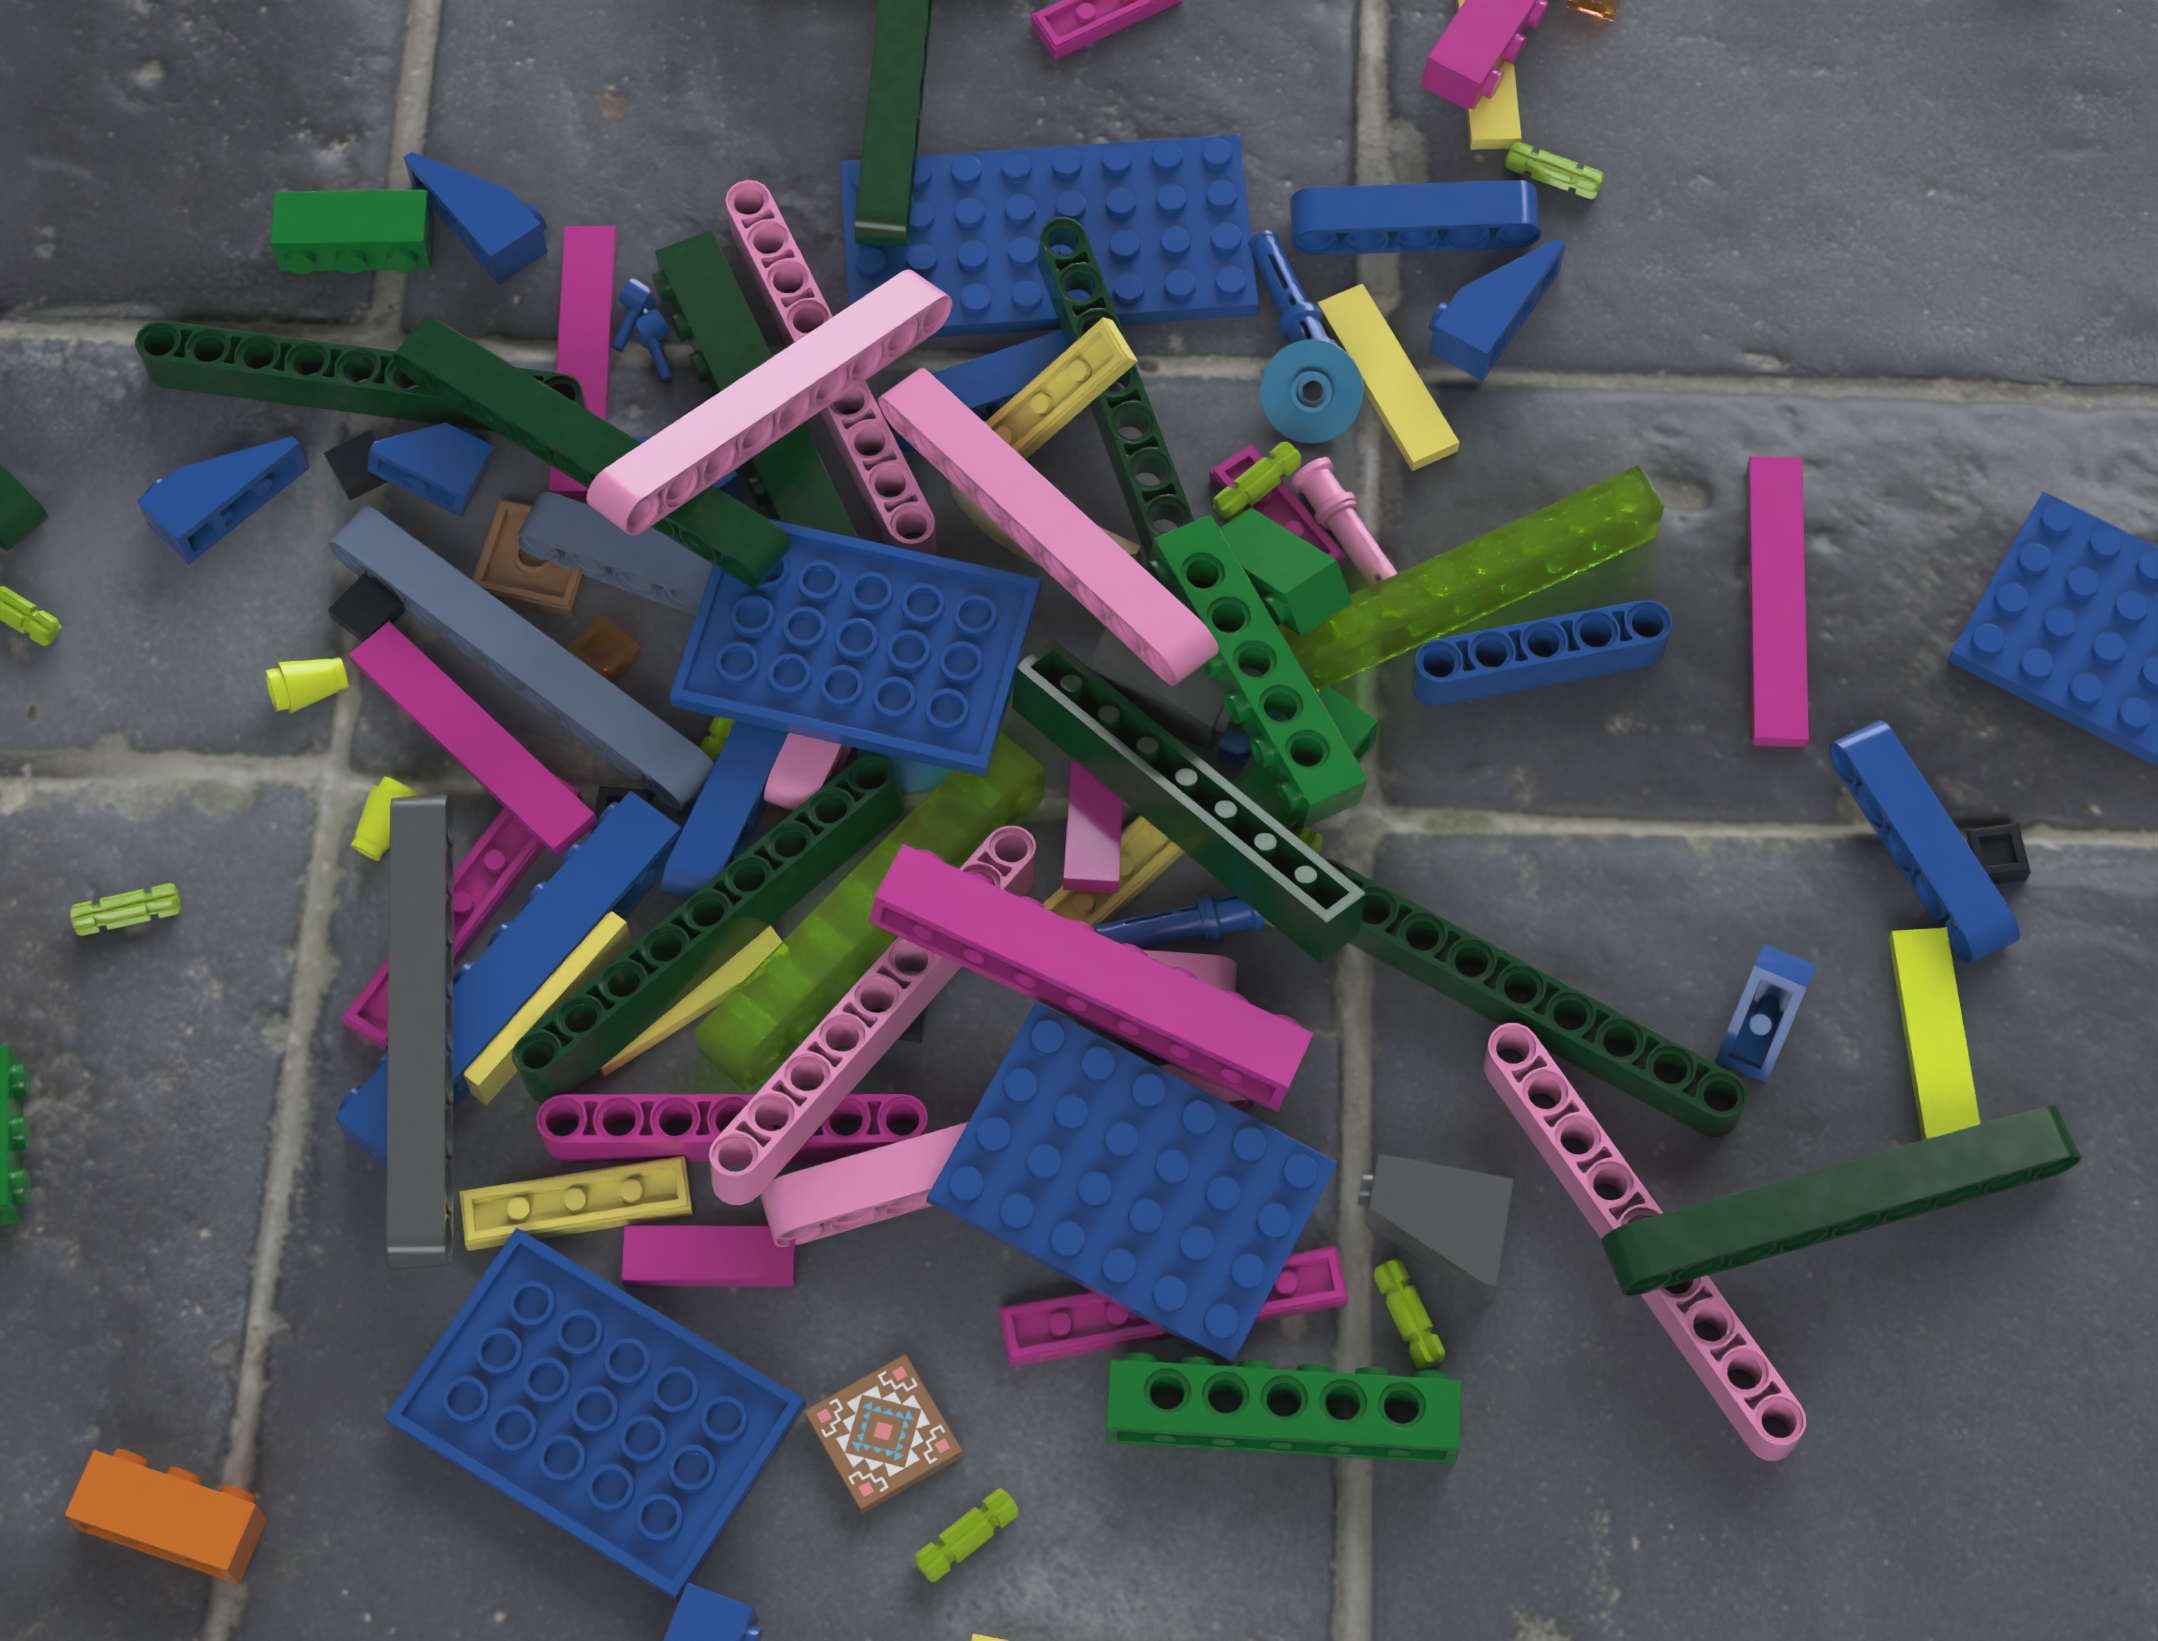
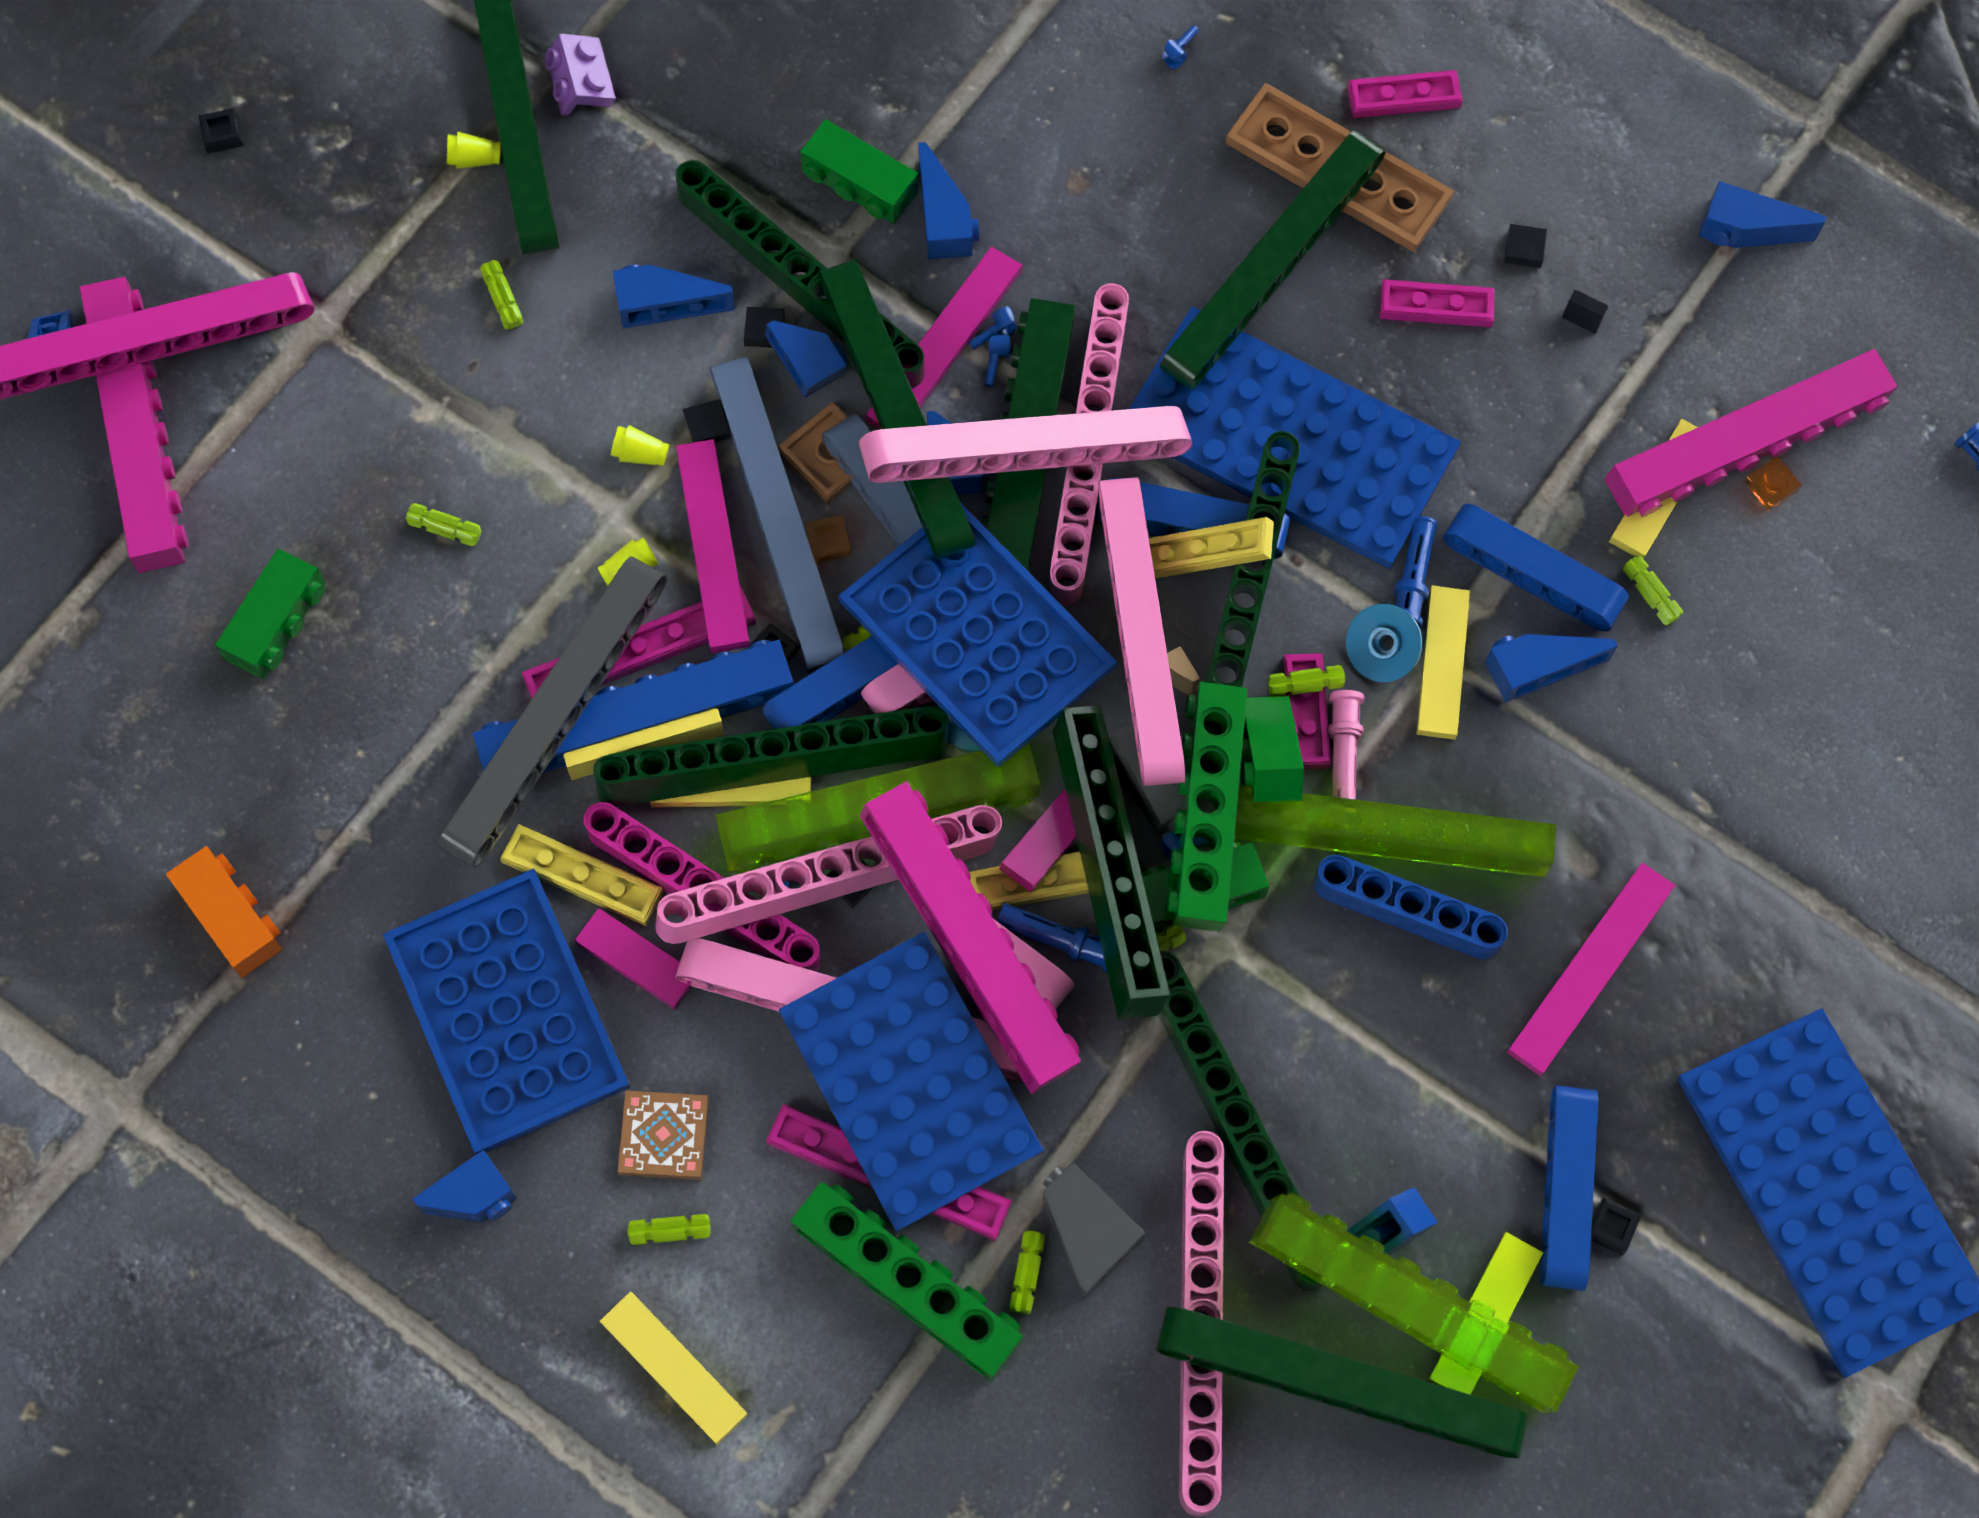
camera: 30 degrees right, 5 degrees up
(1856, 1062) = (1414, 1303): none -> clear neon green brick

